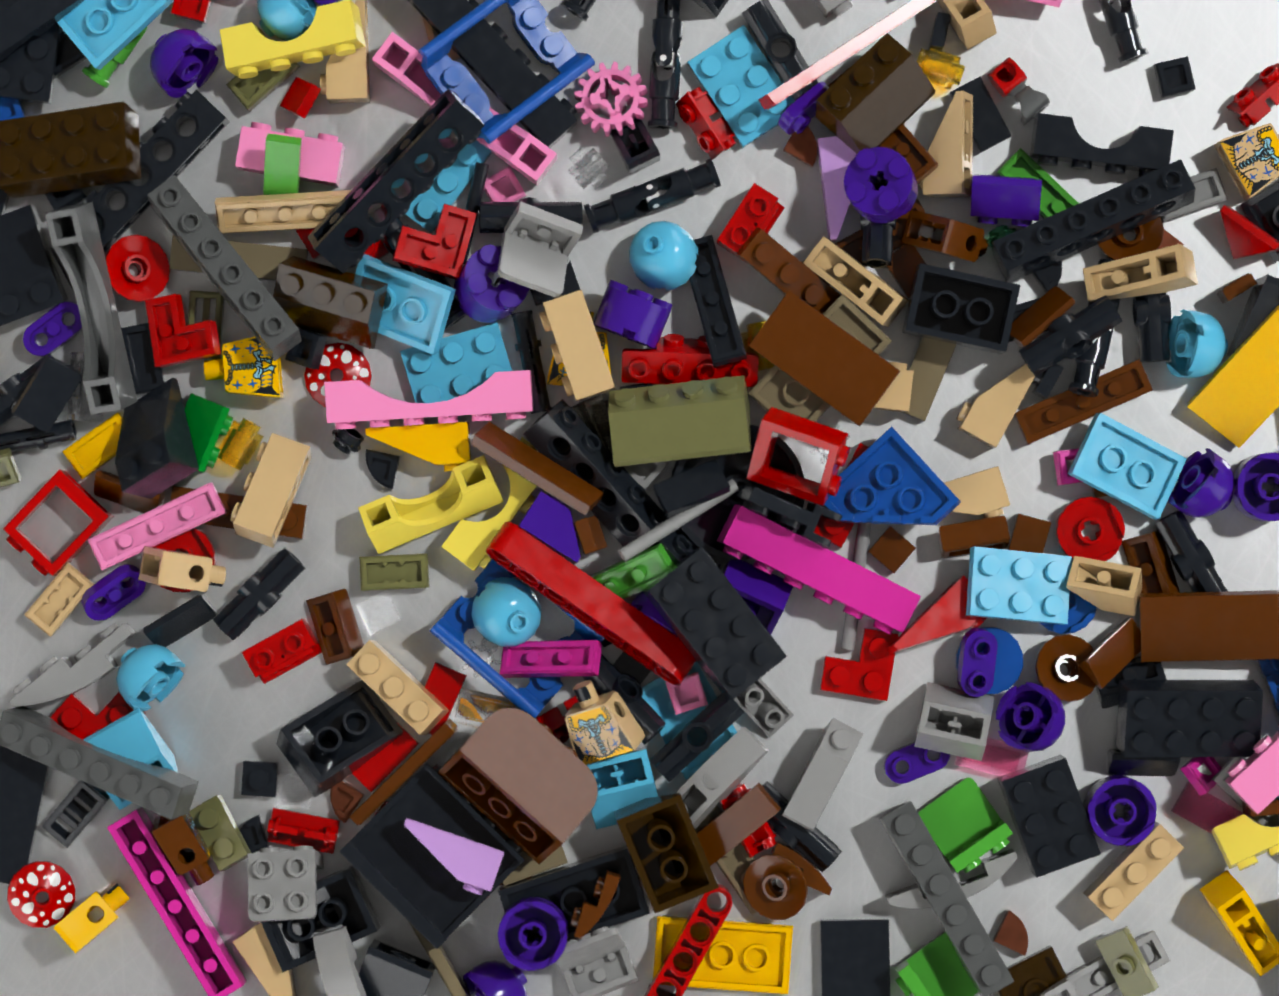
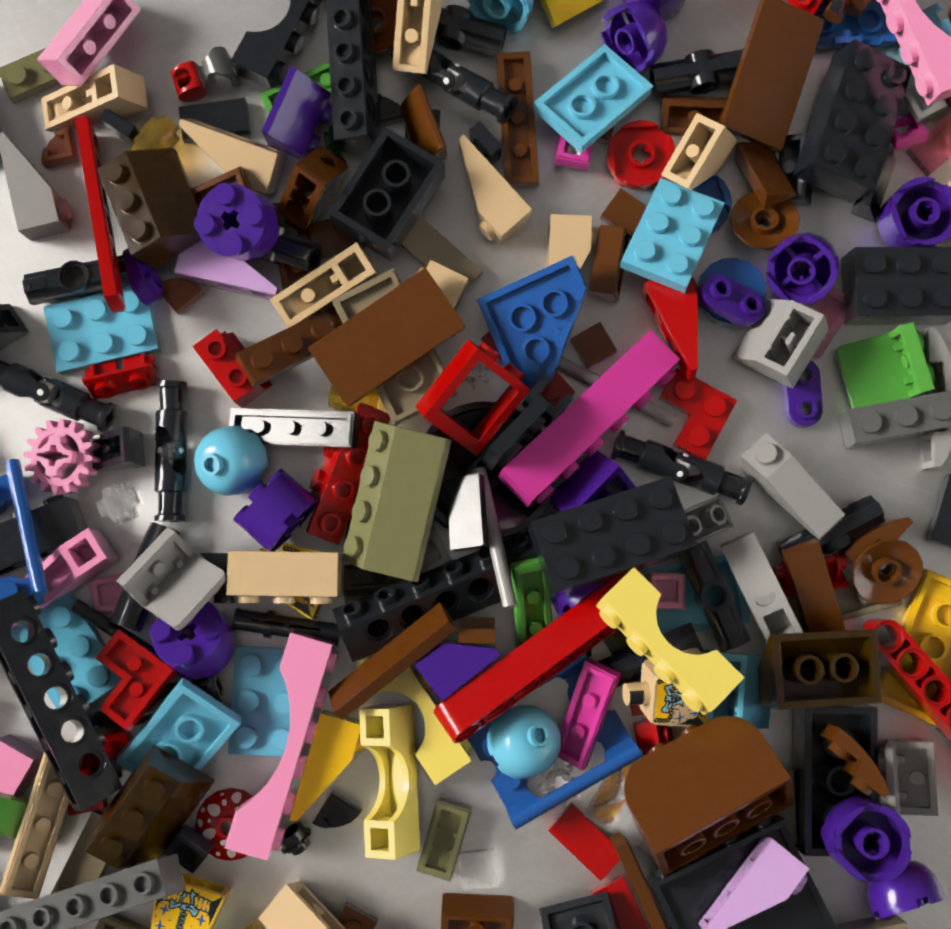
camera: 70 degrees left, 5 degrees down
(397, 687) = (560, 881): tan brick -> none
(620, 740) = (700, 677): none -> light yellow arch
(805, 662) = (666, 462): none -> black piece
(1070, 336) = (451, 98): black piece -> none

